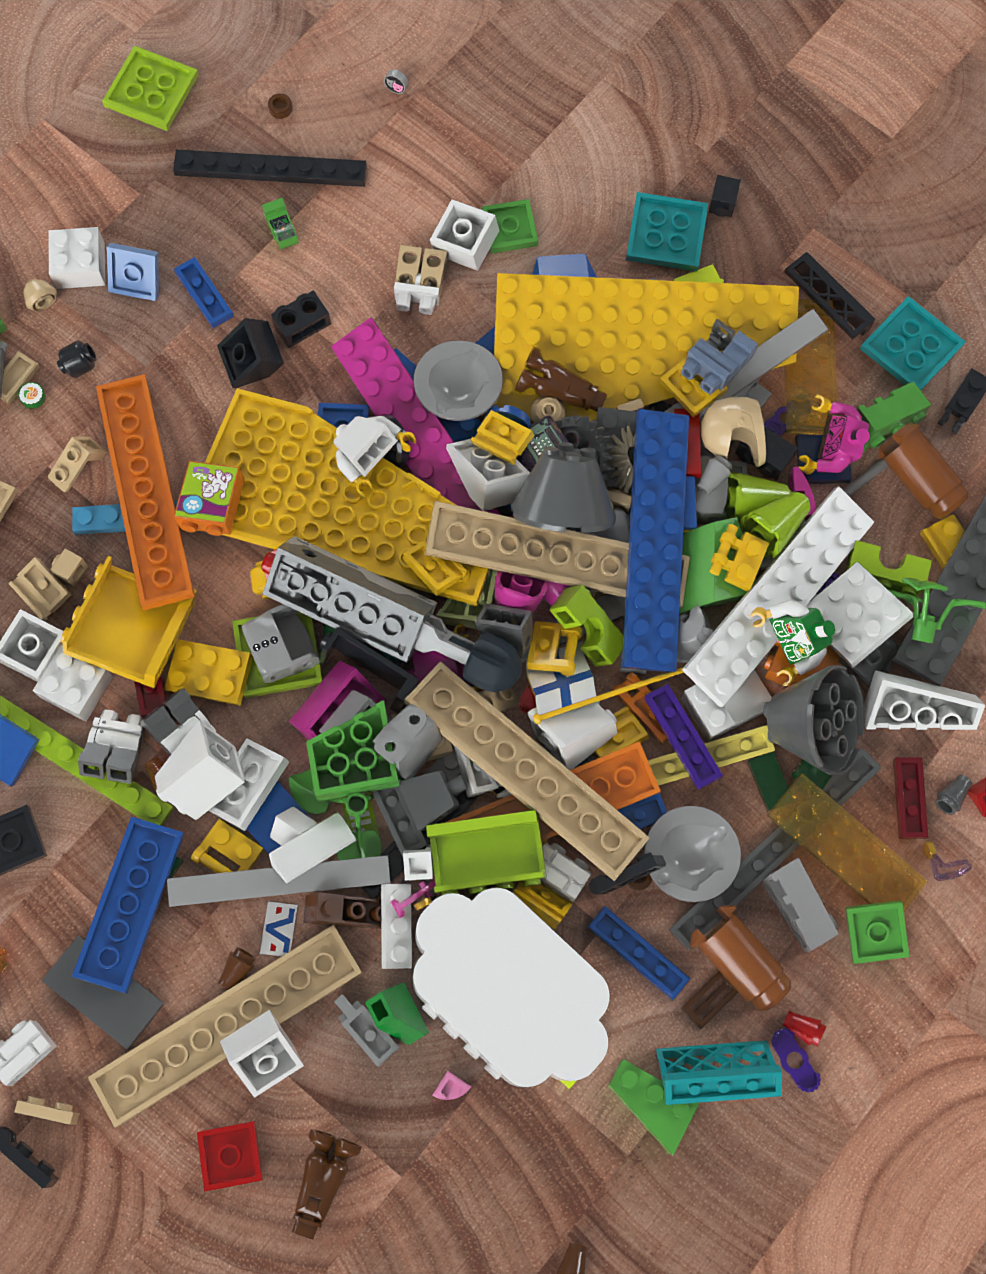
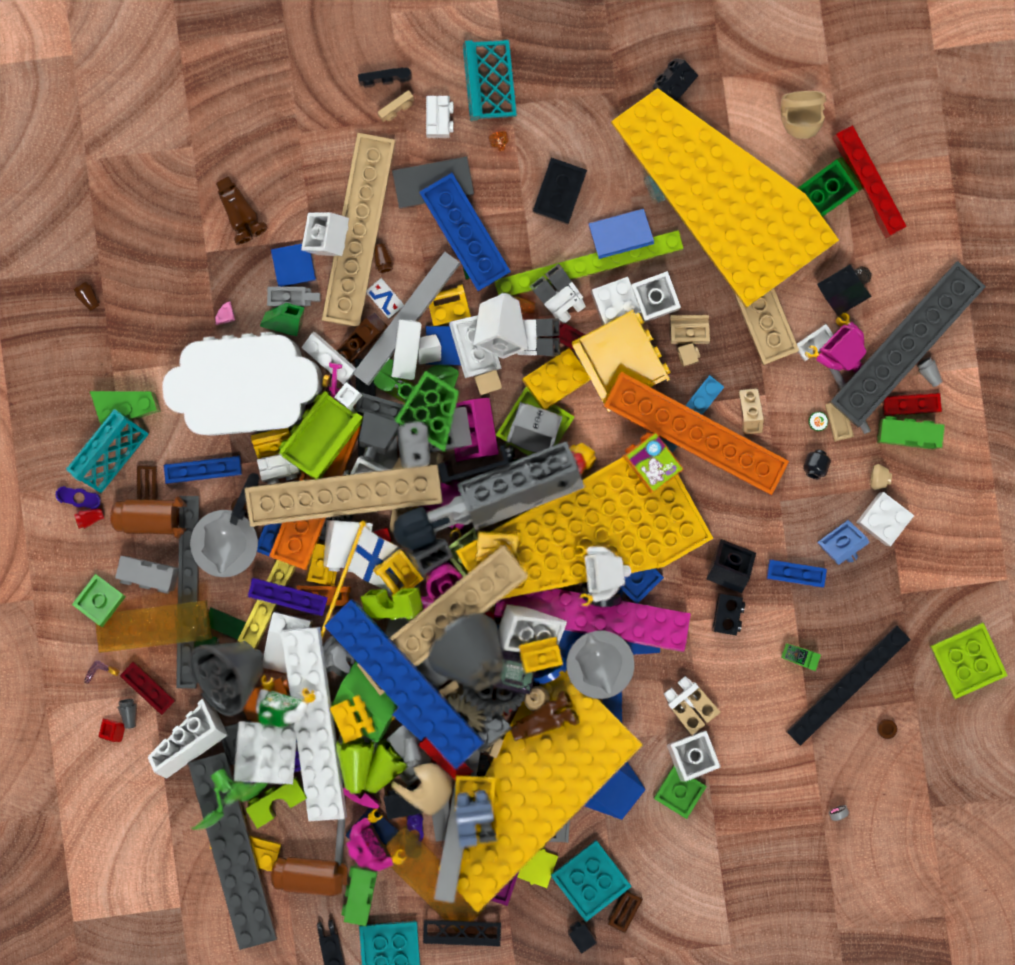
camera: 130 degrees right, 15 degrees up
(229, 1156) = (292, 177): red plate -> none
(274, 736) = (488, 382): none -> tan panel
(330, 1062) = (292, 265): none -> blue tile
(666, 186) = (632, 896): none -> reddish brown tile

